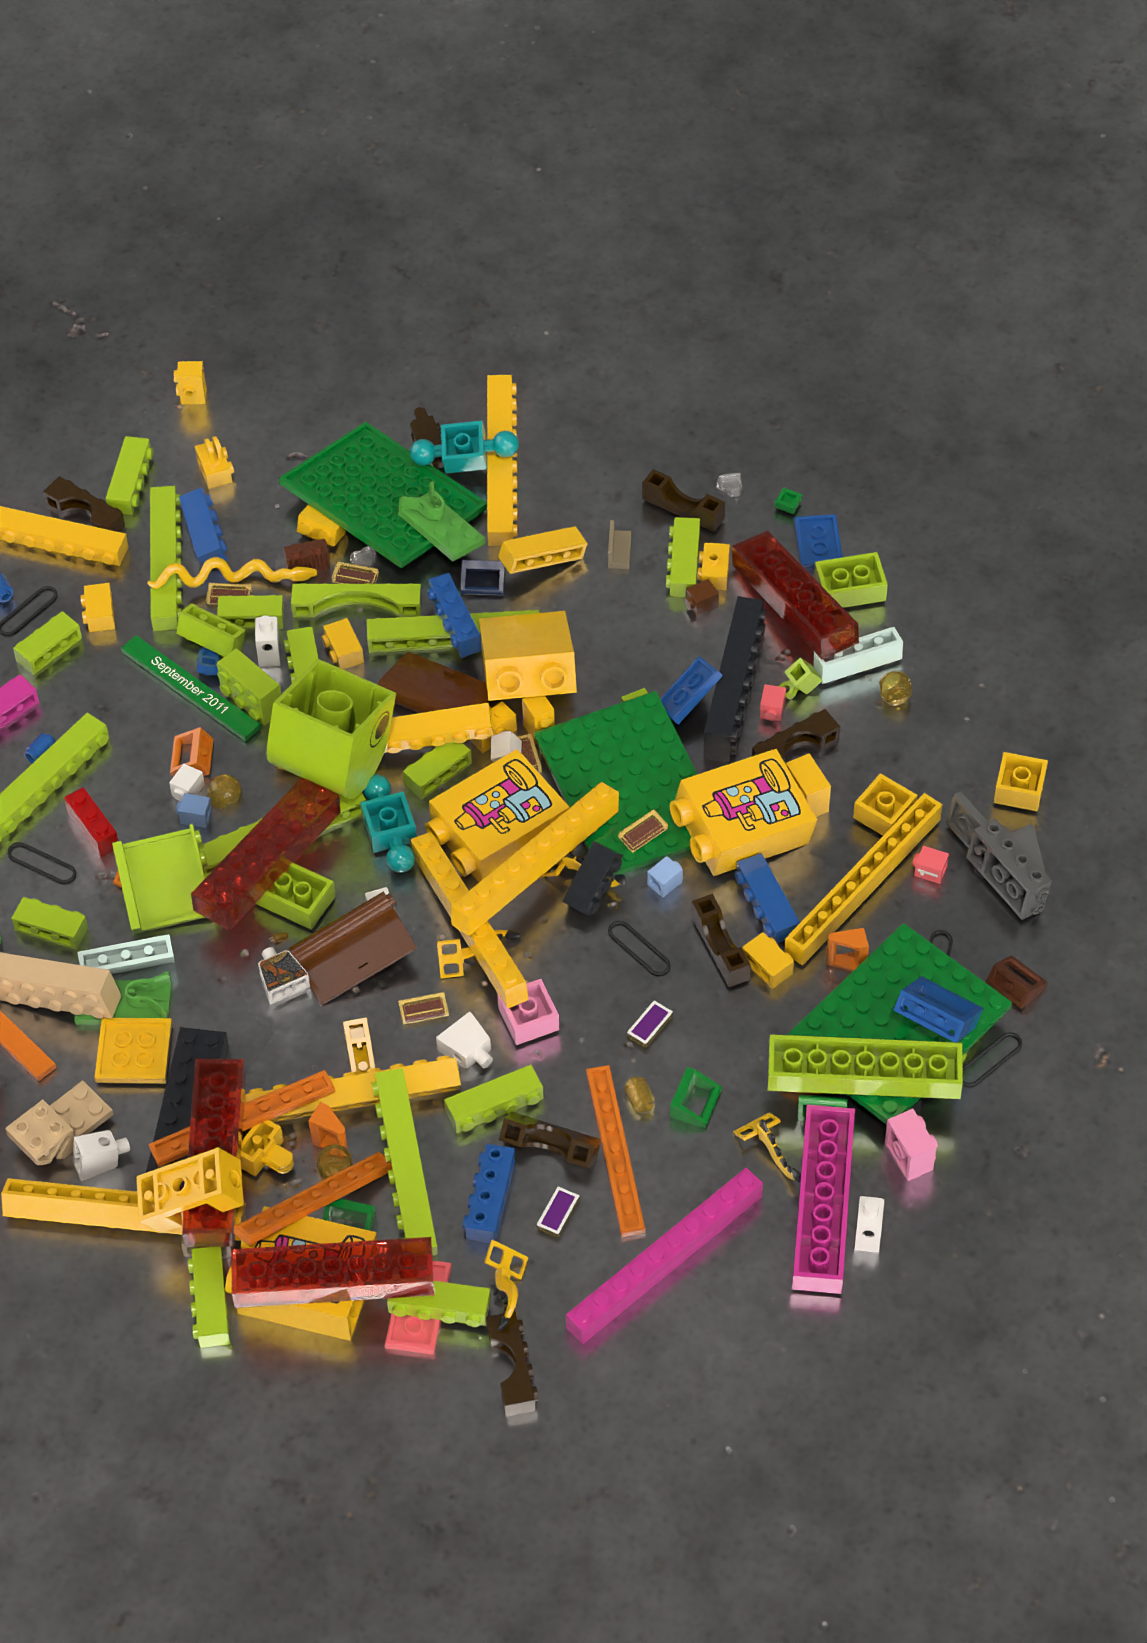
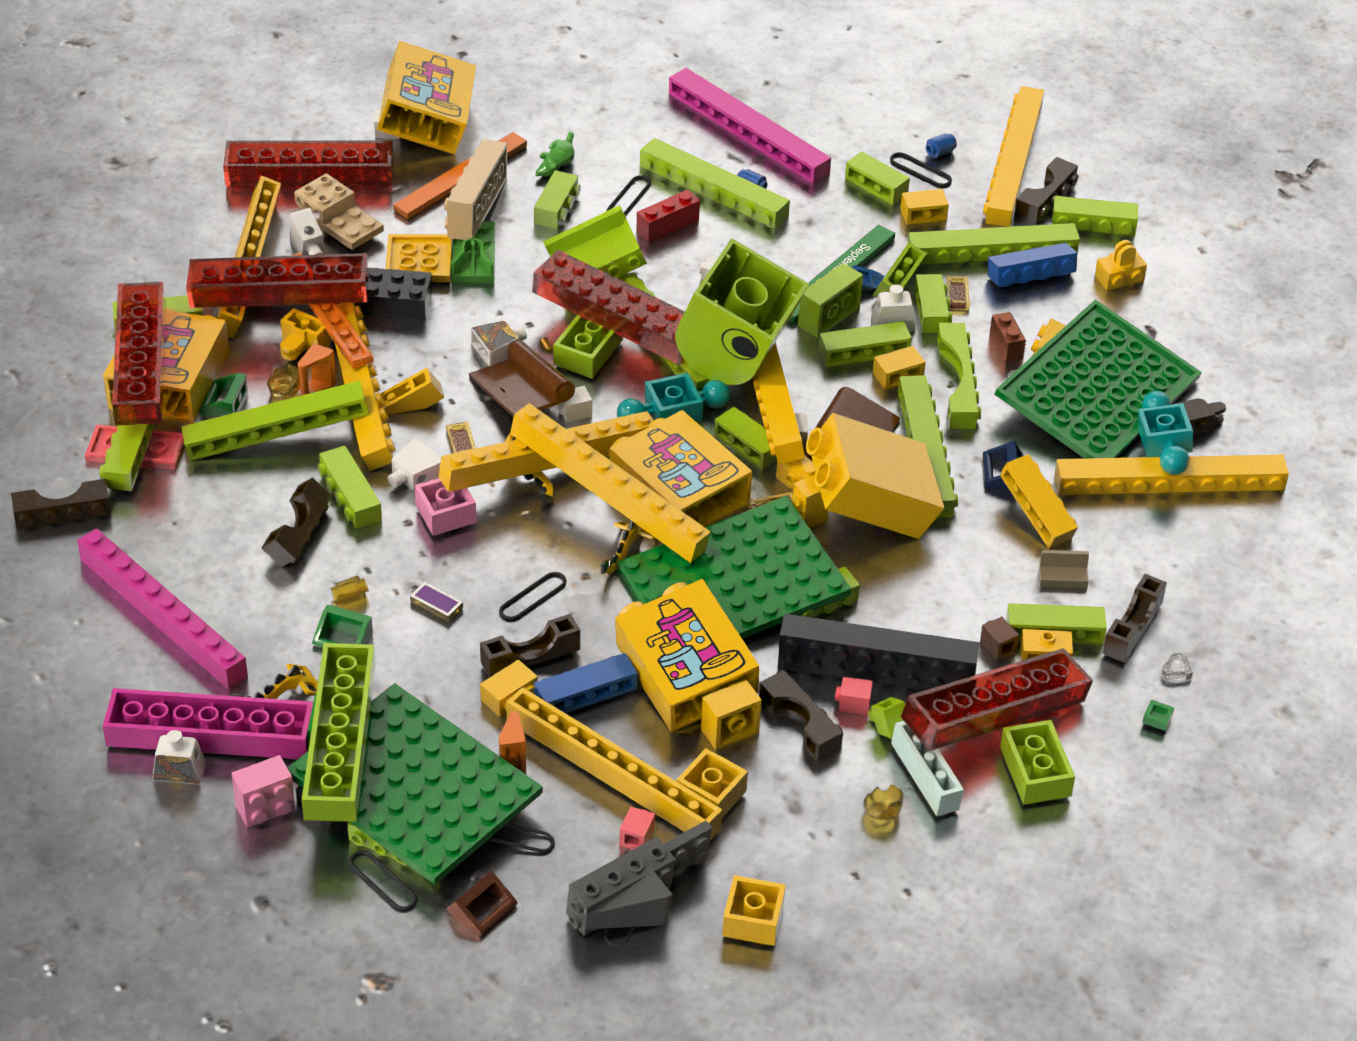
camera: 85 degrees right, 10 degrees down
(129, 955) = (514, 241): light aqua brick -> none
(191, 382) = (1219, 243): yellow brick -> none
(194, 810) = (685, 279): medium blue brick -> none
(208, 1178) = (229, 248): yellow plate -> none
(295, 574) = (985, 331): yellow animal -> none
(312, 1198) = (227, 345): orange tile -> none
(354, 574) = (994, 376): clear yellow tile -> none
(440, 524) = (1056, 419): bright green plate -> none
(454, 615) = (937, 424): blue brick -> none
(490, 1193) = (244, 486): blue brick -> none
(504, 744) = (771, 482): white brick -> none
(504, 1286) = (152, 493): yellow piece -> none
(558, 1212) = (223, 537): tile -> none
(593, 878) = (601, 541): black brick -> none
(615, 1151) = (289, 578): orange tile -> none
(643, 831) = (661, 578): clear yellow tile -> none
(665, 876) = (611, 604): light blue brick -> none
(689, 689) = (854, 614): blue tile -> none
(817, 539) = (1103, 745): blue tile -> none
(939, 1009) = (383, 809): blue window -> none

